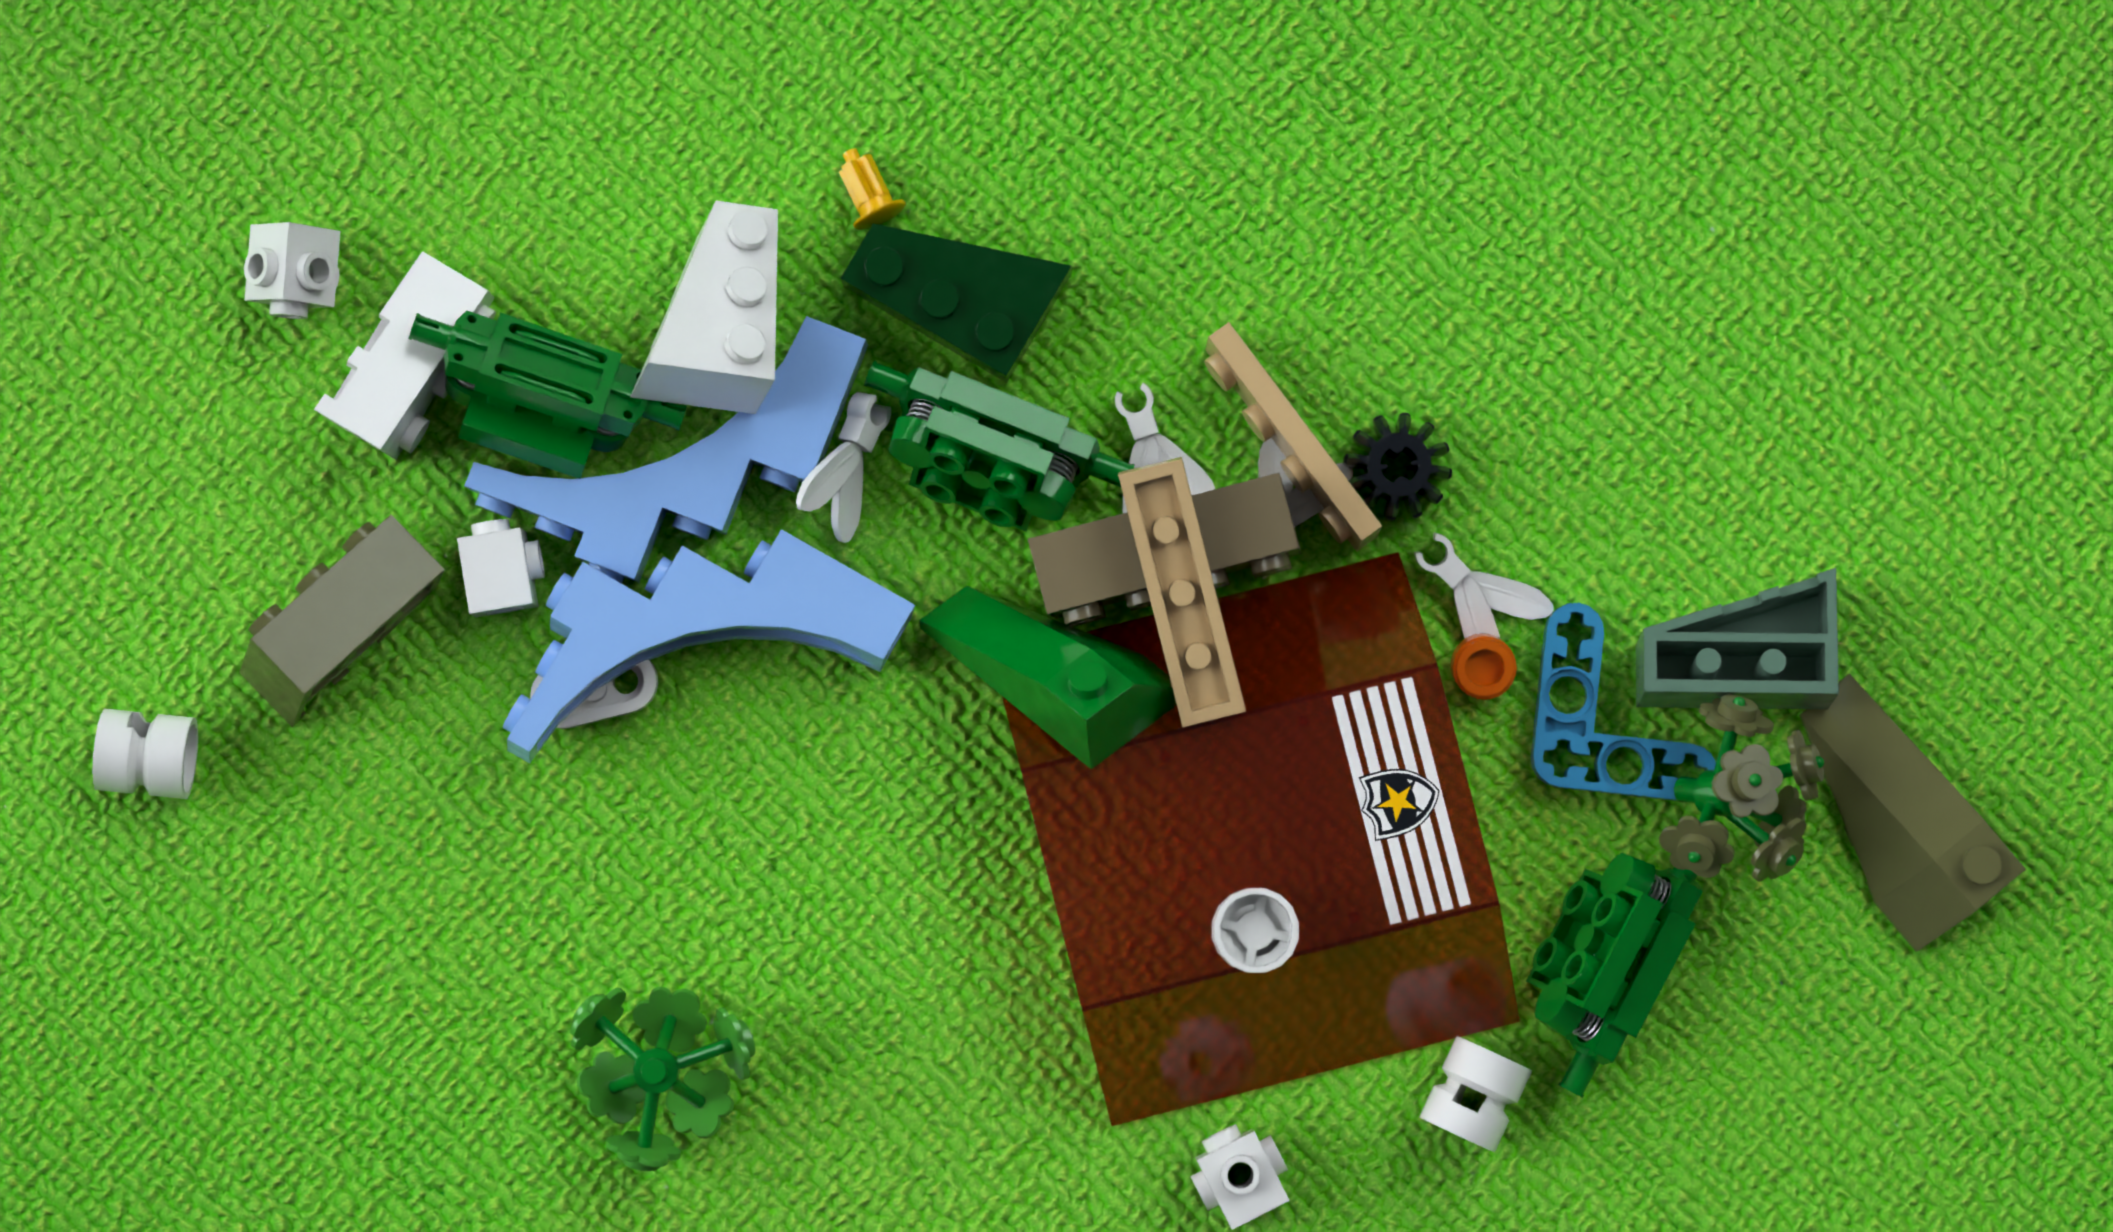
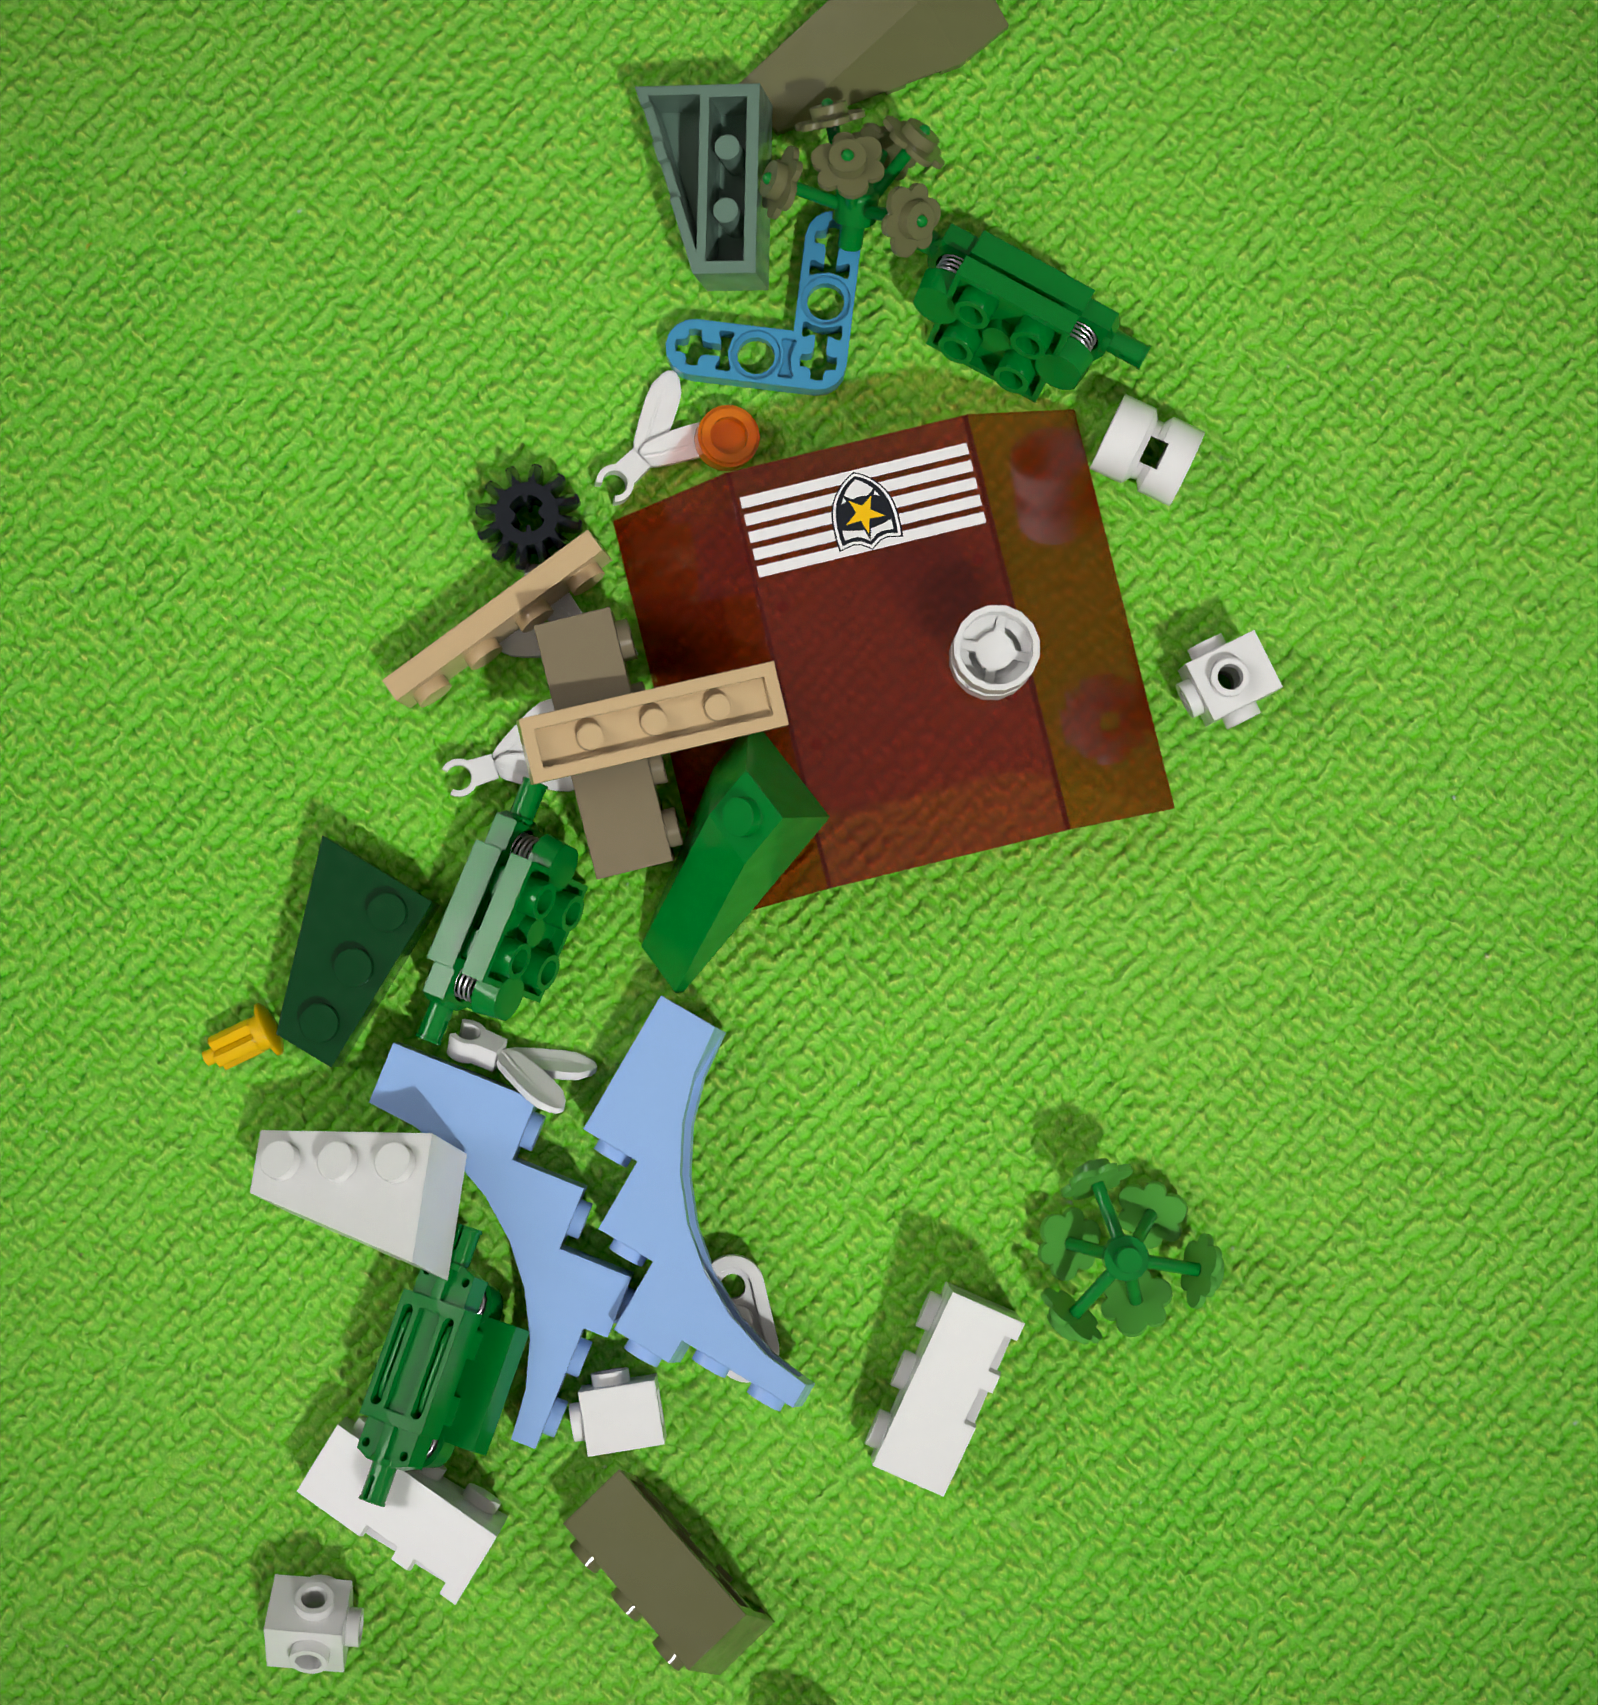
camera: 95 degrees left, 0 degrees up
(526, 891) = (942, 1387): none -> white wedge

